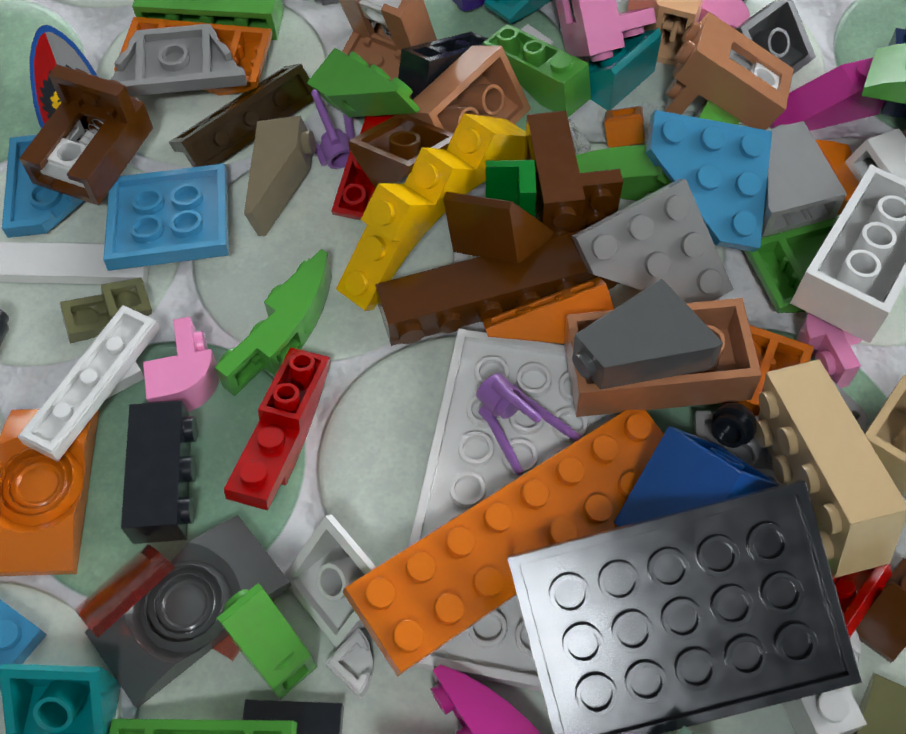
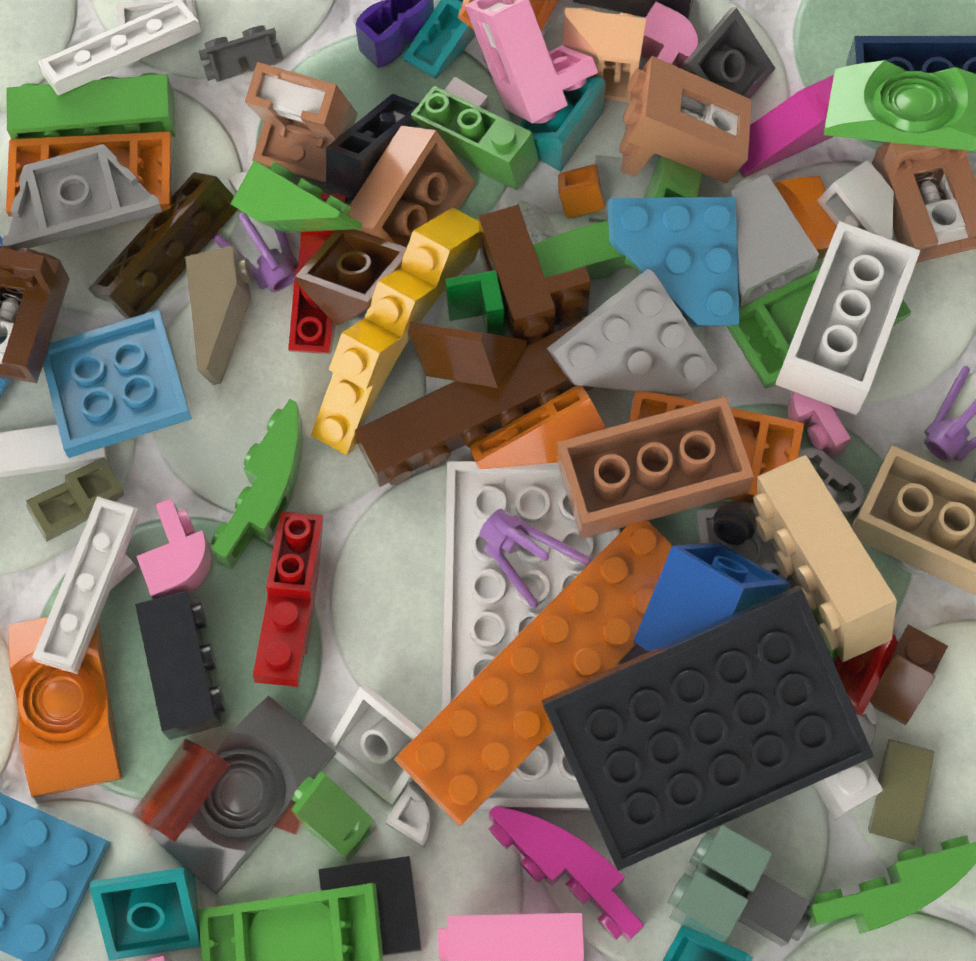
camera: 10 degrees left, 10 degrees up
(645, 341) = (637, 463): dark grey slope -> none

